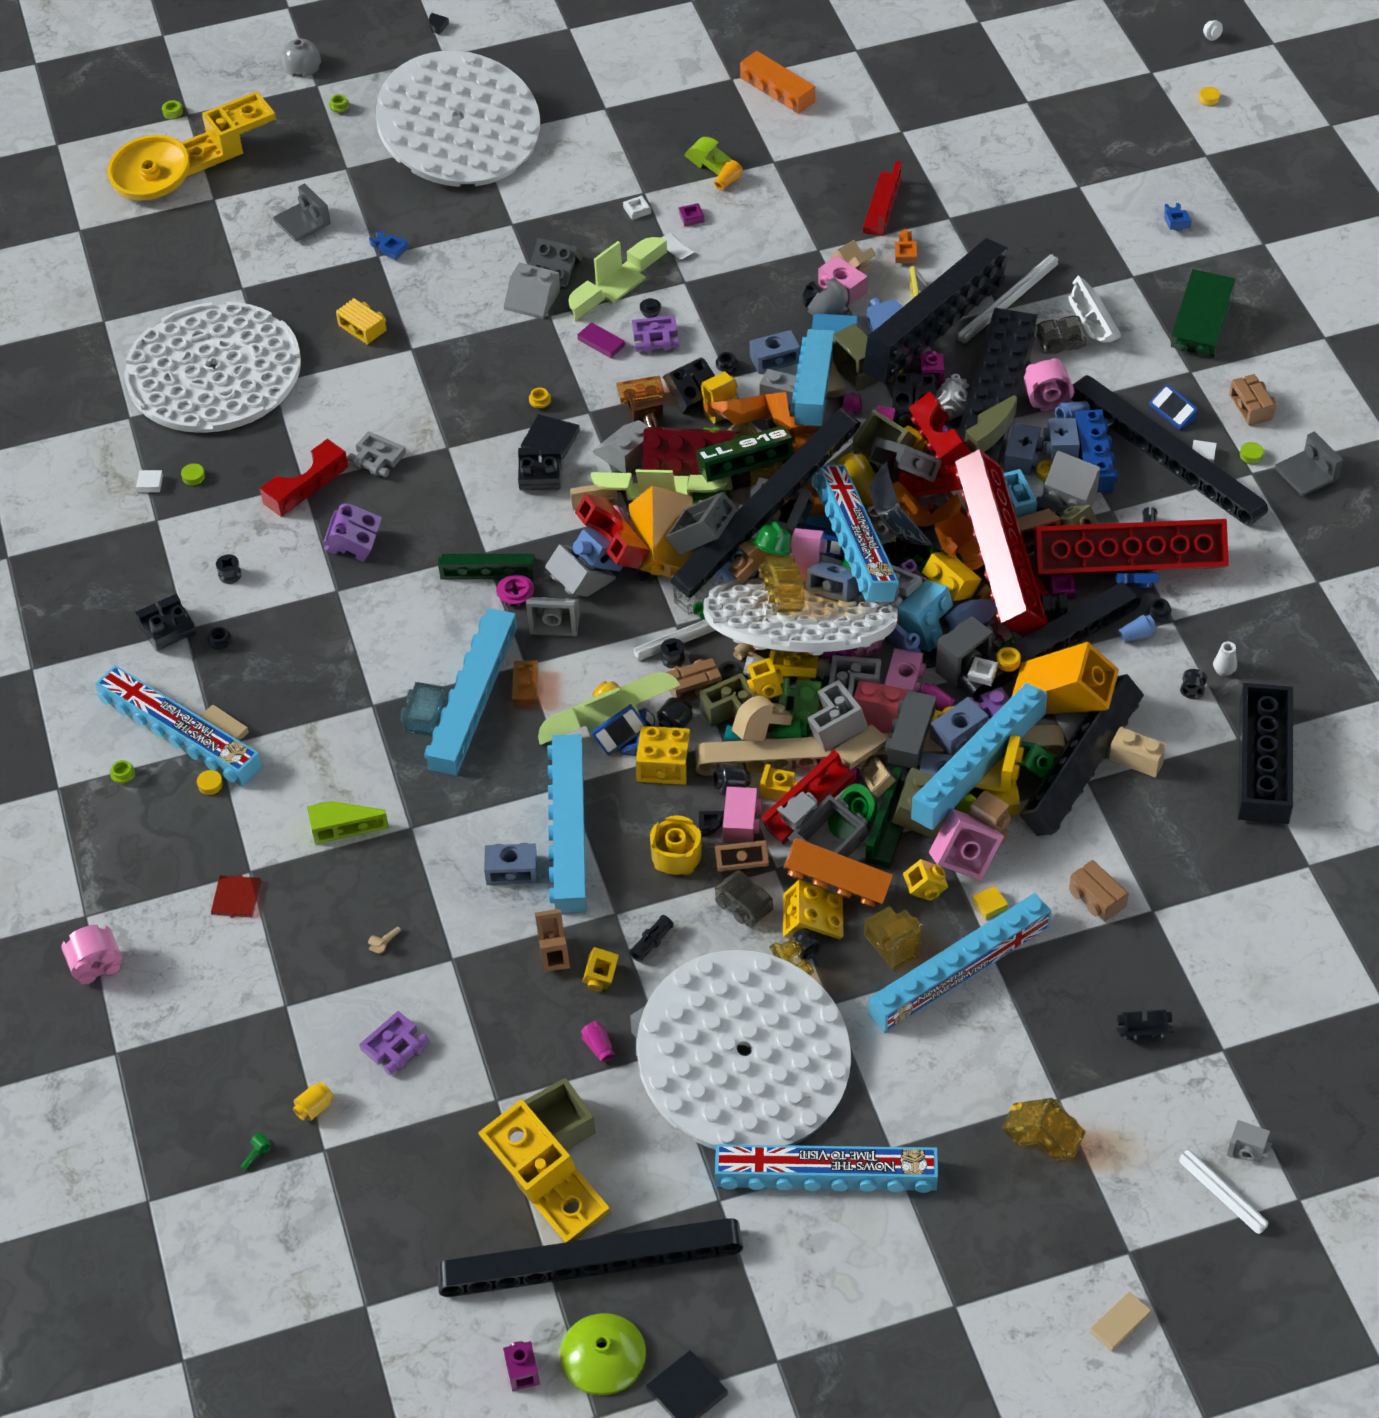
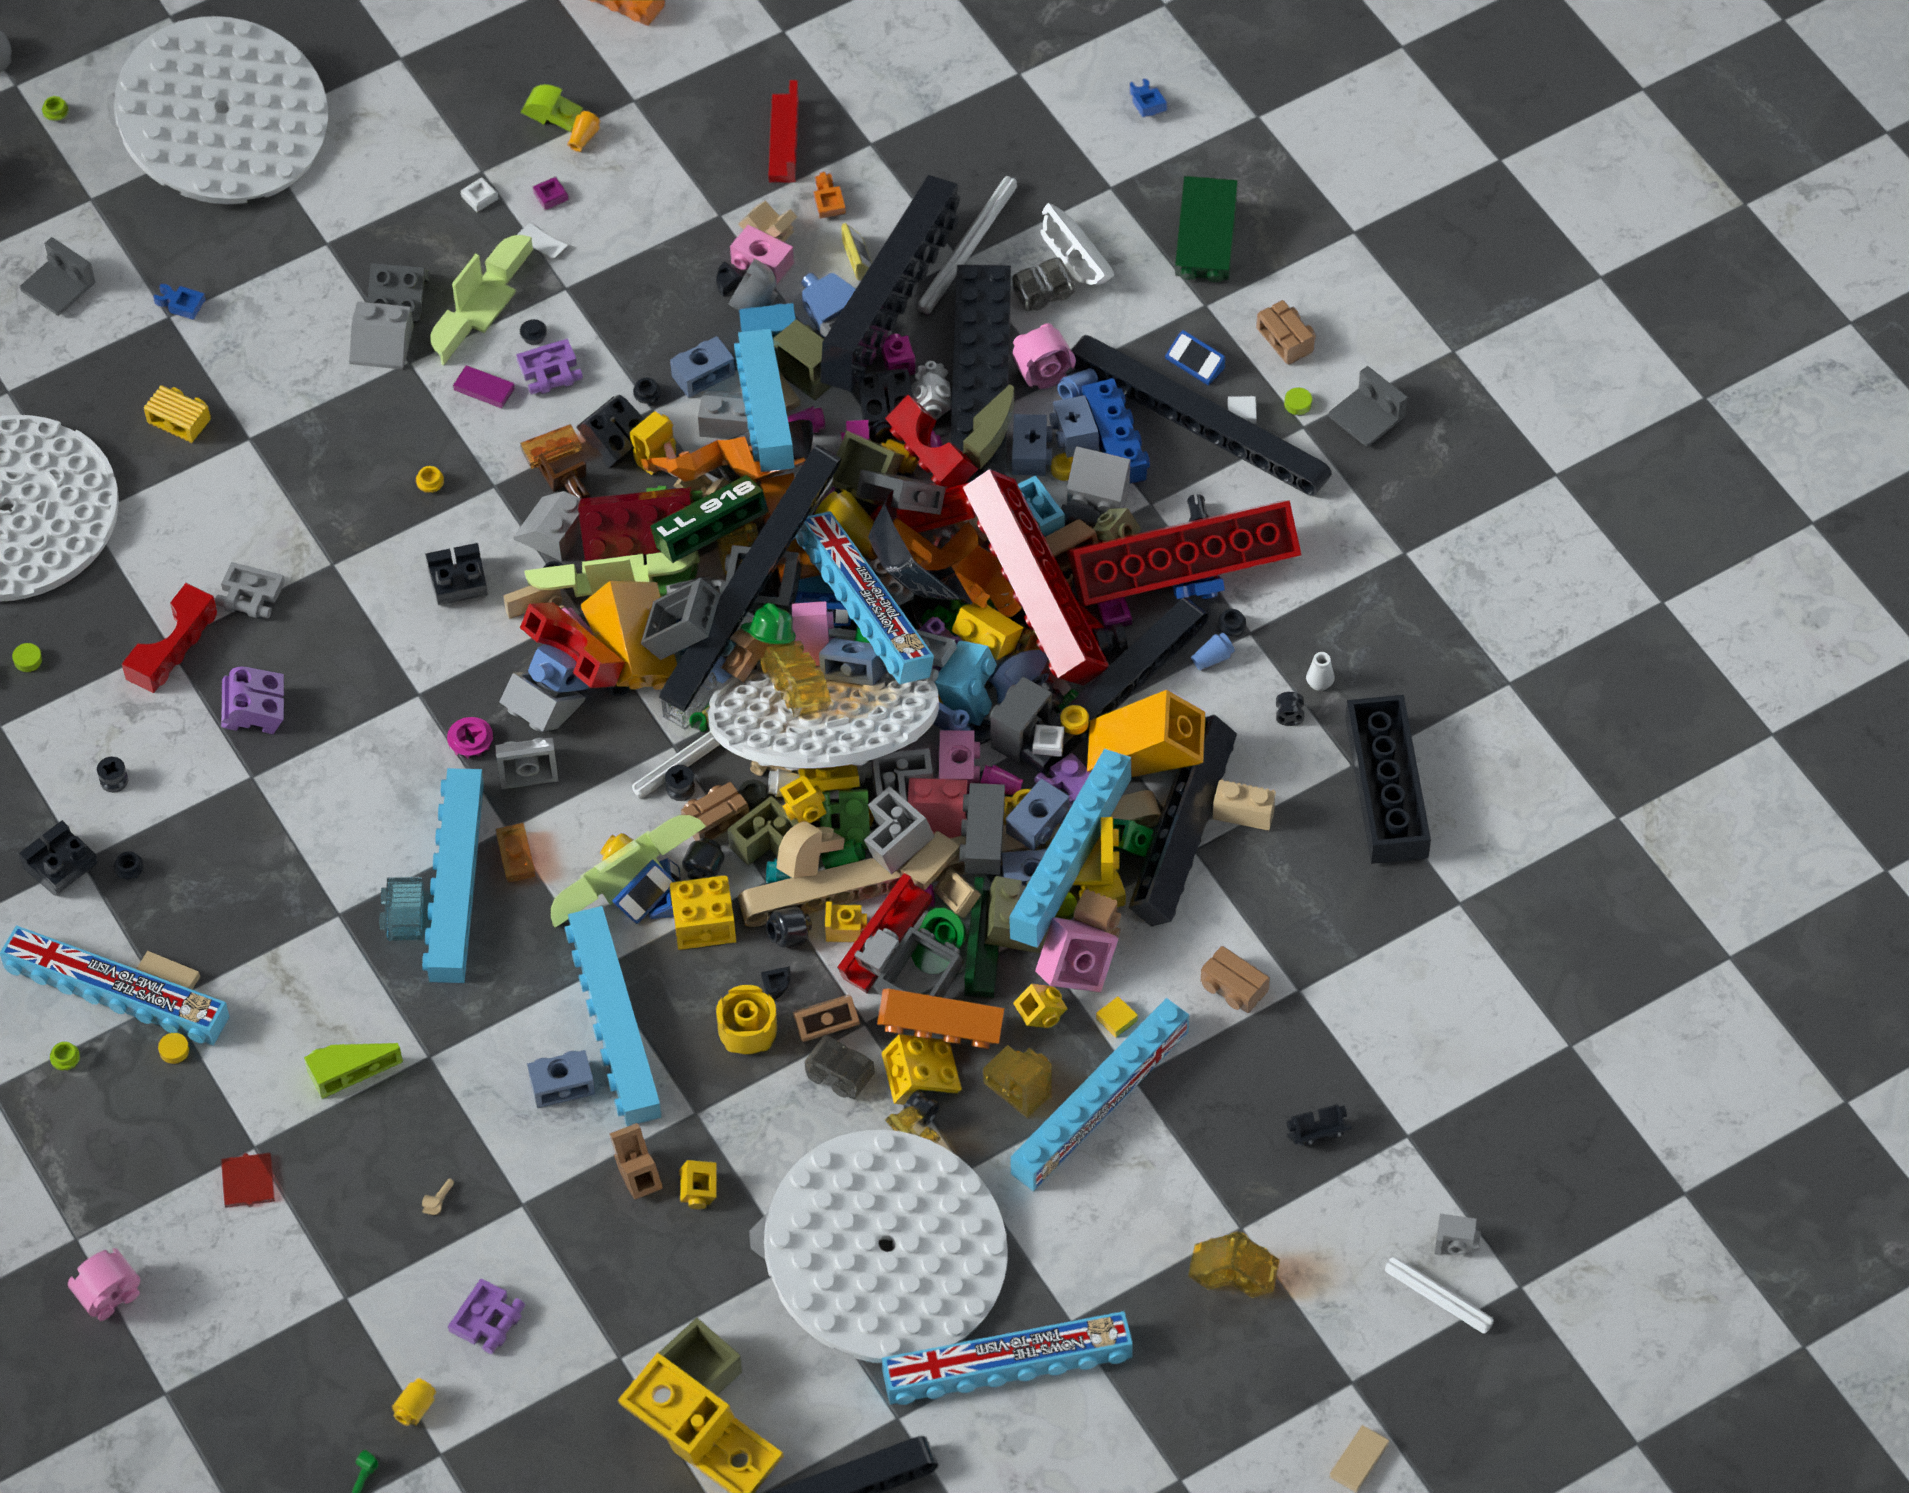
camera: 15 degrees left, 5 degrees up
(485, 566) = (426, 712): dark green fence -> none
(551, 433) = (456, 526): black tile -> none
(598, 1041) = (717, 1266): dark pink cone -> none
(651, 938) = (745, 1135): black pin -> none
(740, 815) = (810, 968): bright pink brick -> none

